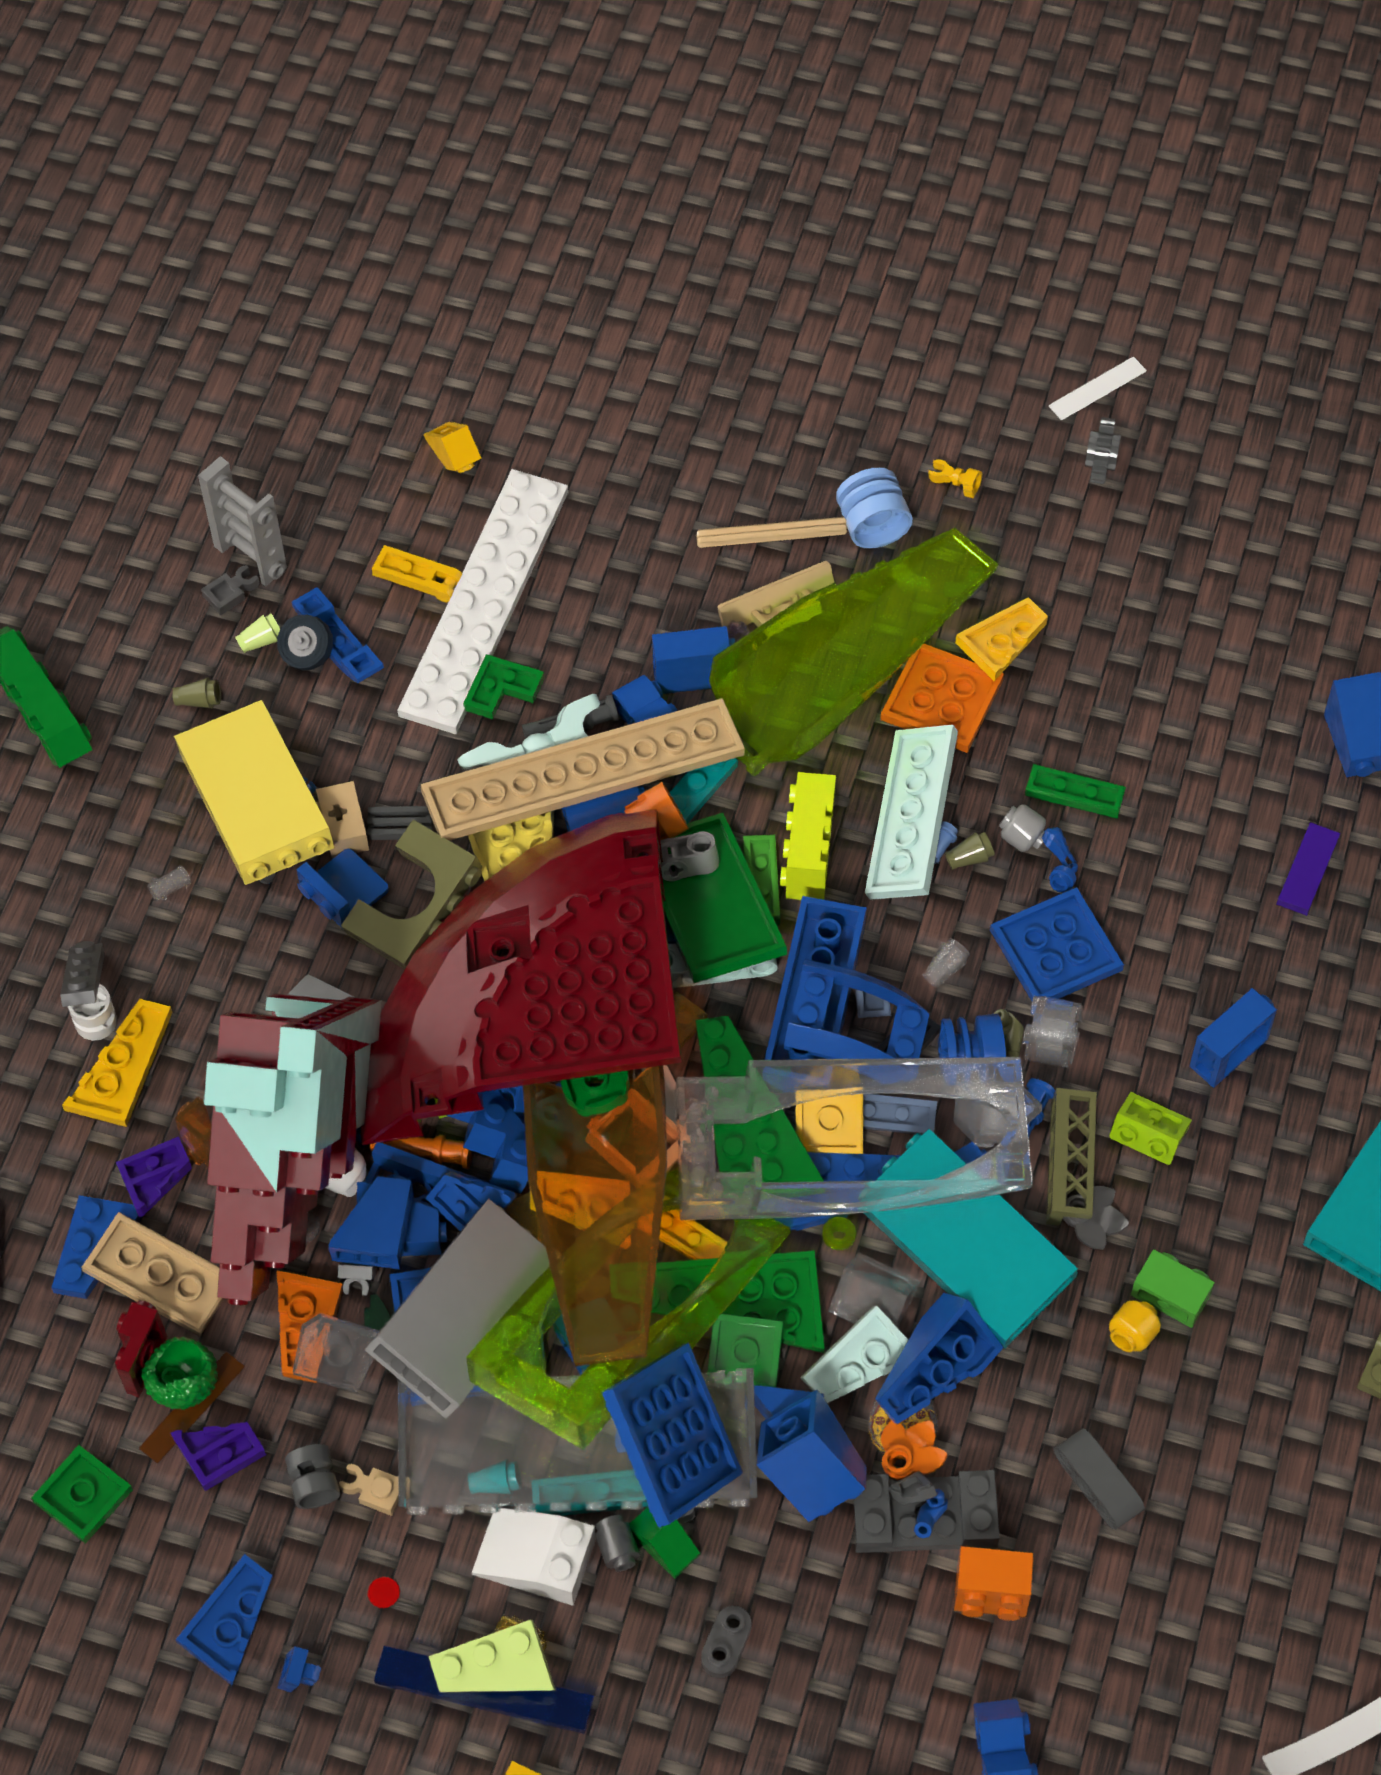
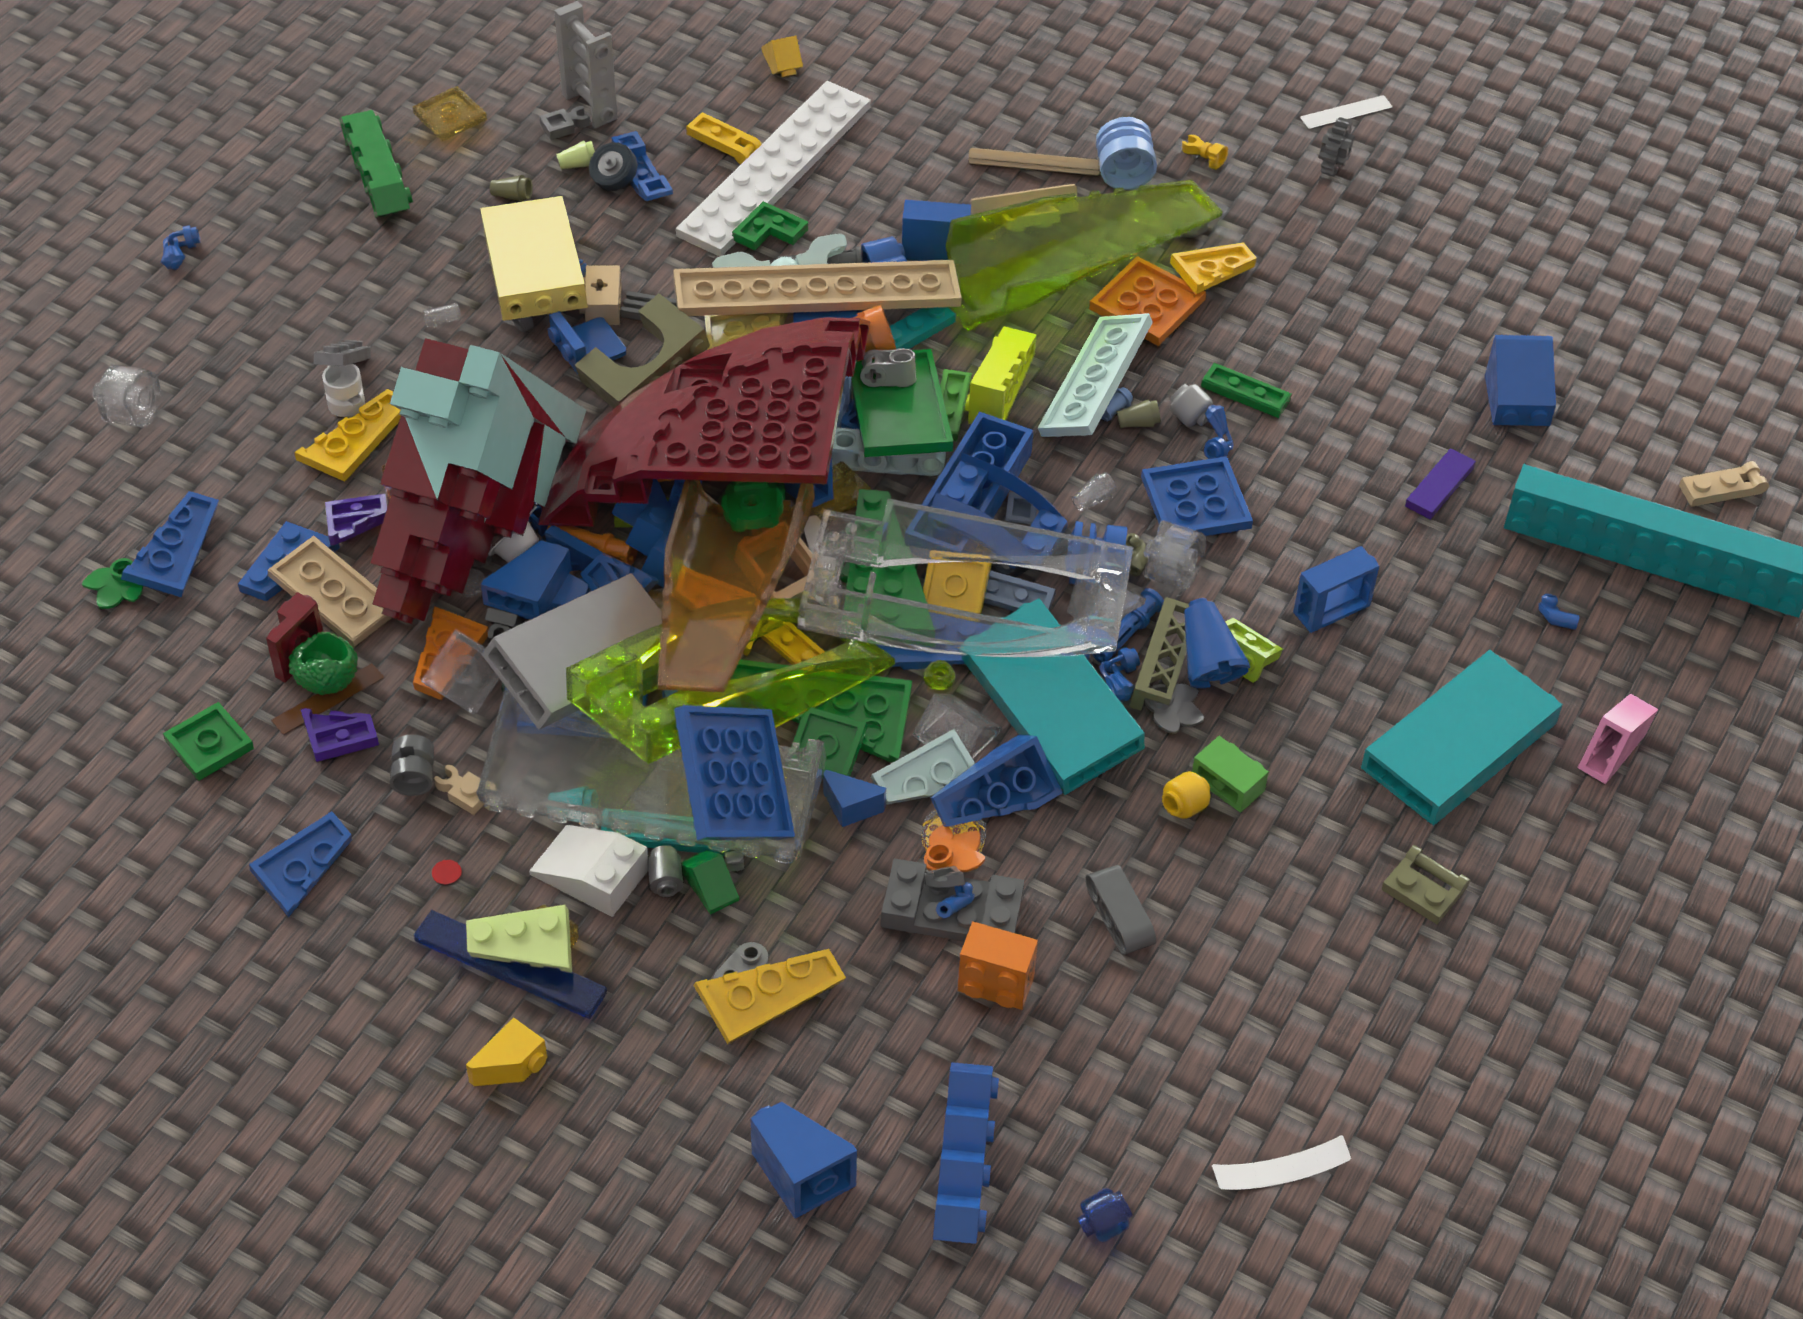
camera: 10 degrees right, 10 degrees down
(96, 604) = (449, 113): none -> clear yellow plate
(297, 1671) = (348, 913): blue tile -> none
(757, 1668) = (759, 995): none -> yellow wing
(810, 1457) = (858, 832): blue slope -> none
(1032, 1204) = (1117, 682): none -> blue piece
(1119, 1140) = (1211, 646): none -> blue cone

